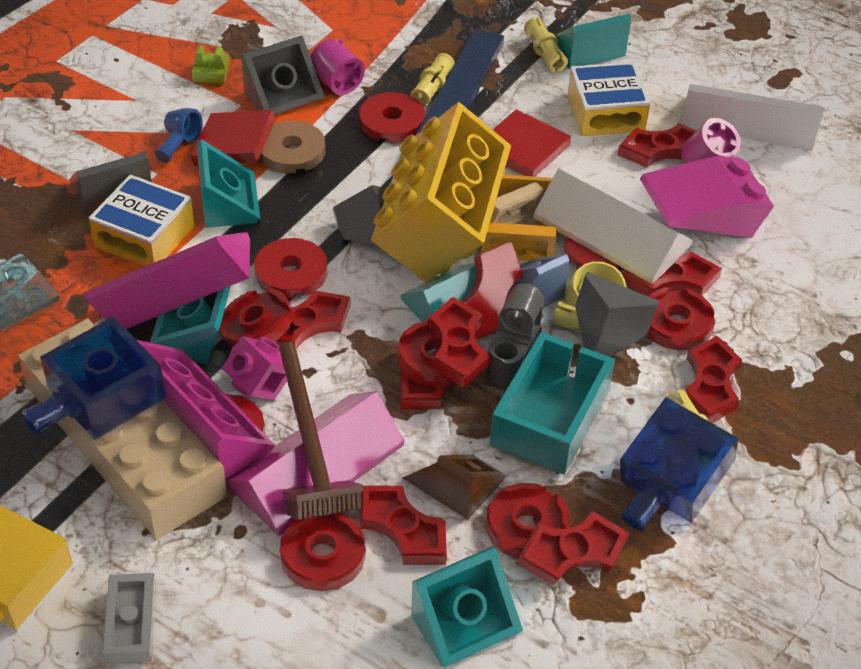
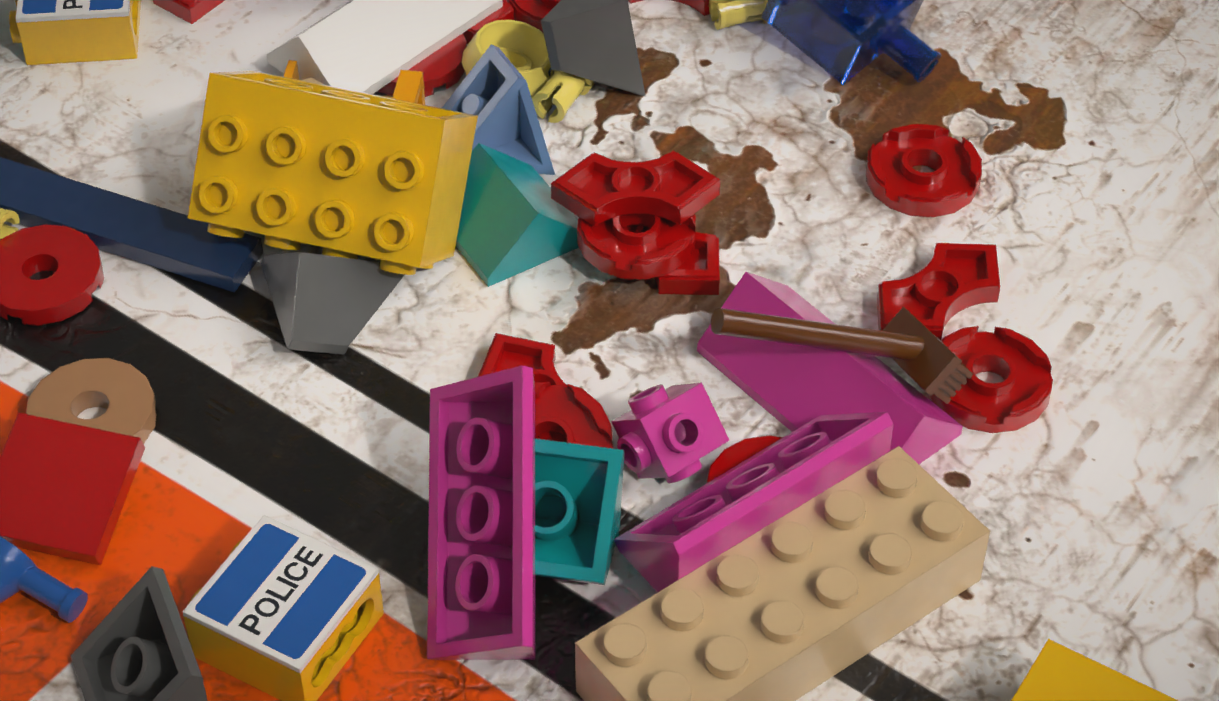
camera: 85 degrees left, 0 degrees up
(97, 381) = (788, 561): clear blue brick -> none
(129, 618) = (1142, 585): light grey plate -> none
(226, 189) = (204, 504): teal slope -> none
(291, 252) = (386, 394): red tile -> none
(458, 482) = (870, 223): reddish brown slope -> none
(465, 607) = (1077, 229): teal slope -> none
(495, 275) = (507, 144): tile -> none
(516, 333) = (601, 121): dark grey piece -> none
(531, 142) = (146, 117): red tile -> none
(546, 409) = (746, 107): teal piece -> none
(554, 551) = (977, 122): red tile -> none

